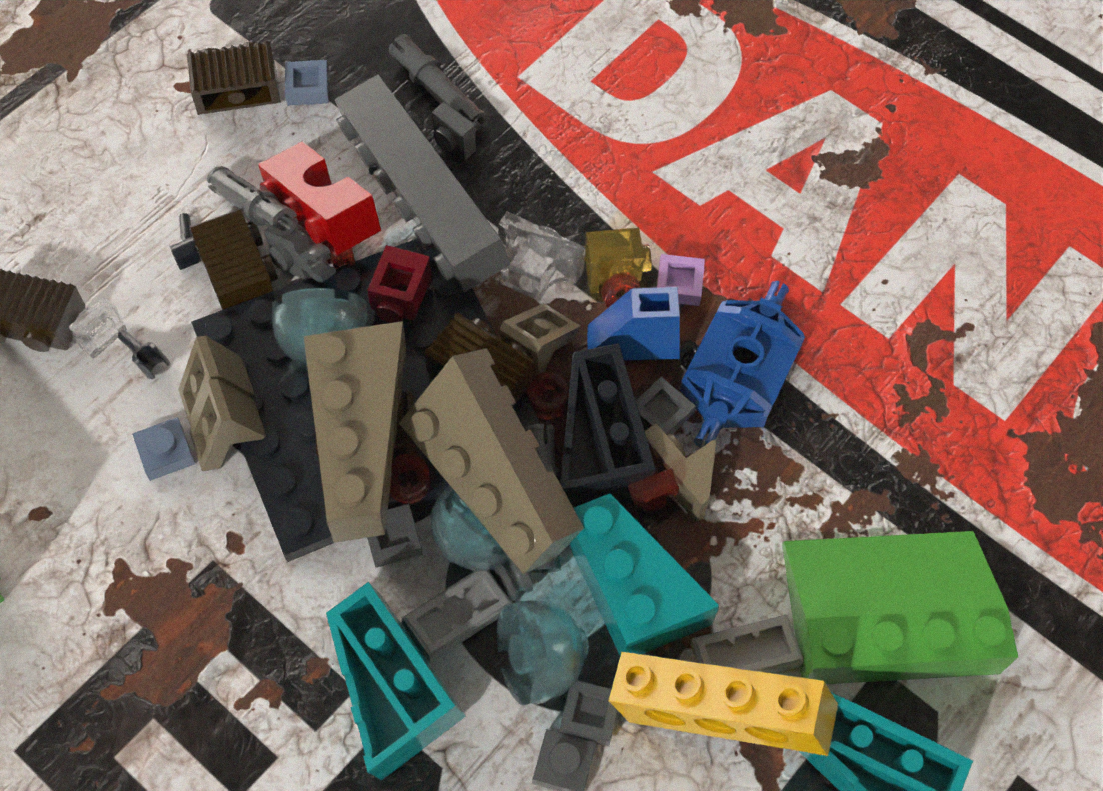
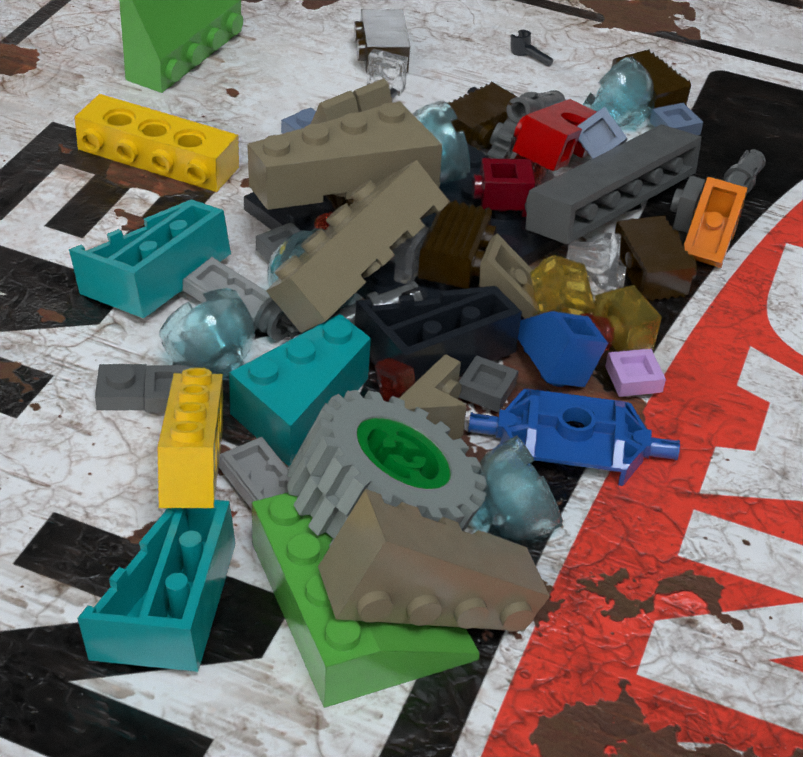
camera: 70 degrees right, 20 degrees down
(89, 169) = (521, 46): none -> black hand
(113, 634) = (157, 142): none -> yellow brick
(257, 114) = (624, 93): none -> clear light blue cylinder
(345, 160) = (600, 133): none -> sand blue plate
(502, 123) = (715, 221): none -> orange slope
(528, 192) = (655, 258): none -> dark brown brick
(571, 297) = (562, 287): none -> clear yellow brick
(823, 541) = (385, 450): none -> light grey wheel
(826, 439) = (516, 496): none -> clear light blue cylinder
(949, 543) = (427, 572): none -> dark tan wedge

